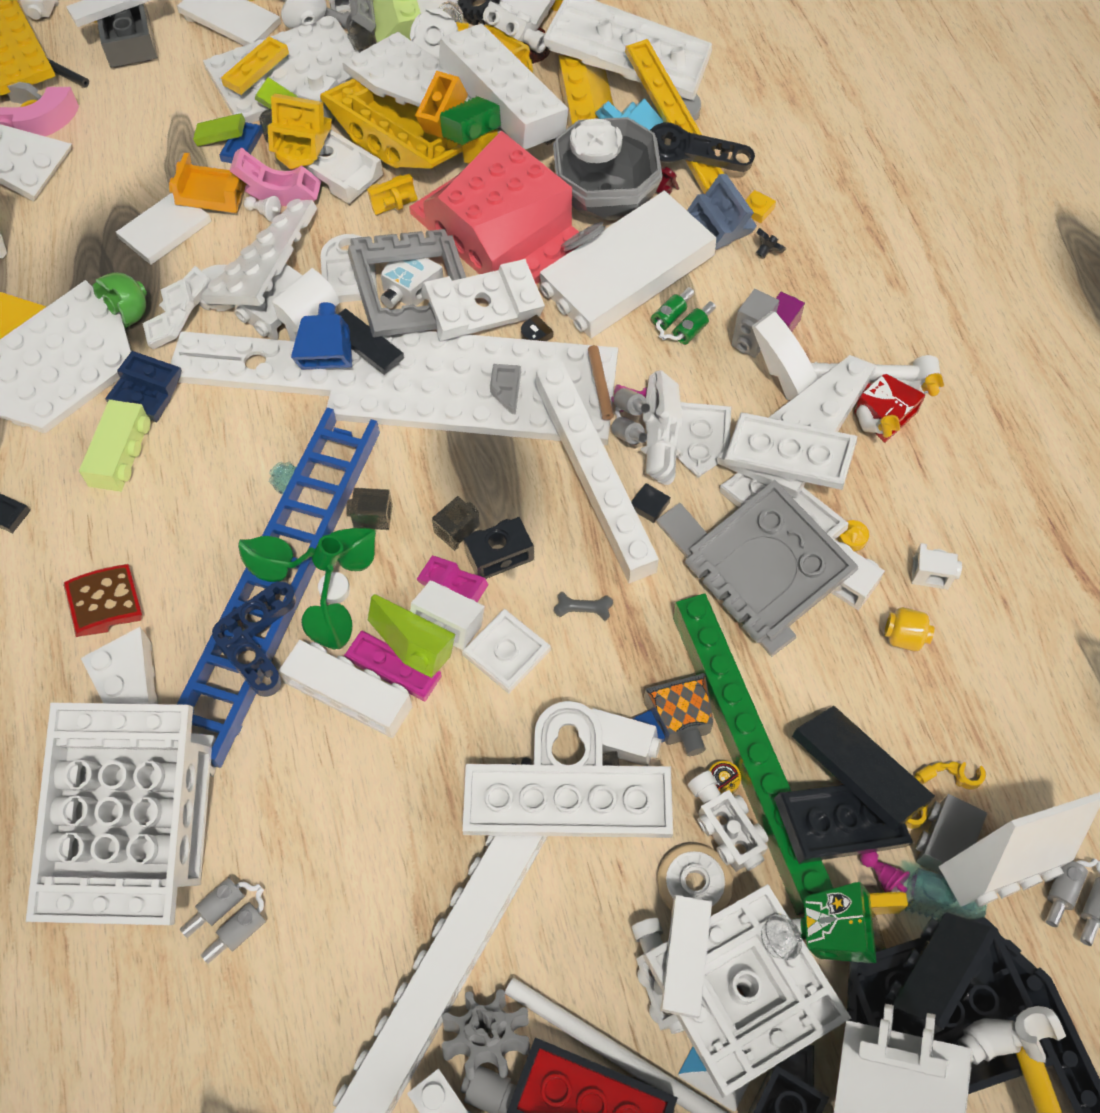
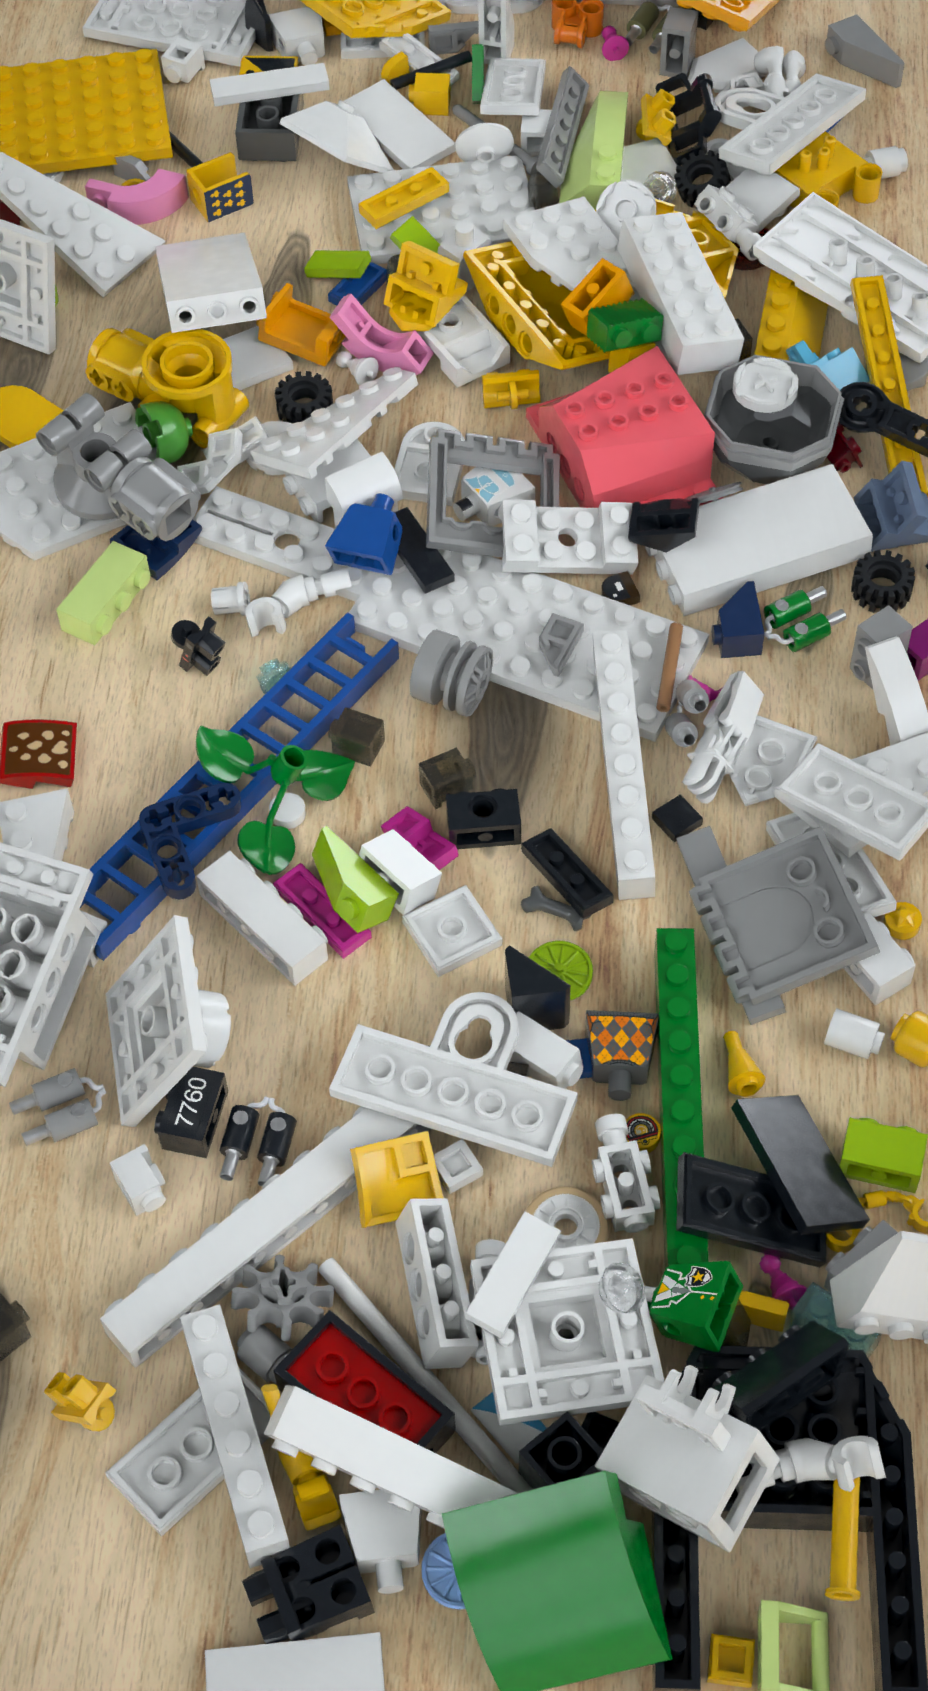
camera: 20 degrees right, 5 degrees down
(93, 347) = (114, 478): none -> light grey piece
(100, 92) = (217, 187): none -> piece
(117, 240) = (177, 368): none -> yellow piece
(121, 166) = (210, 282): none -> white brick
(185, 25) = (339, 133): none -> white slope
(214, 470) = (198, 646): none -> black hips
(223, 234) = (299, 388): none -> black tyre
(225, 422) = (230, 599): none -> white bush
(275, 406) = (291, 597): none -> white piece
(296, 816) = (162, 1022): none -> white piece
(321, 964) = (139, 1180): none -> white brick
(344, 883) = (192, 1112): none -> black brick
(394, 890) = (240, 1134): none -> black piece
(430, 434) = (451, 672): none -> light grey wheel
(544, 889) = (393, 1174): none -> yellow plate
(556, 268) = (664, 523): none -> black slope
(582, 574) = (567, 873): none -> black tile
(587, 858) = (457, 1166): none -> white plate
(597, 685) = (536, 991): none -> black slope
(606, 659) = (566, 962): none -> lime wheel
(612, 975) = (436, 1283): none -> white brick
(640, 334) = (739, 625): none -> dark blue slope
(731, 283) = (883, 567): none -> black tyre
(784, 700) = (743, 1073): none -> yellow cone
(857, 641) = (854, 1034): none -> white brick
(920, 734) = (883, 1154): none -> lime brick

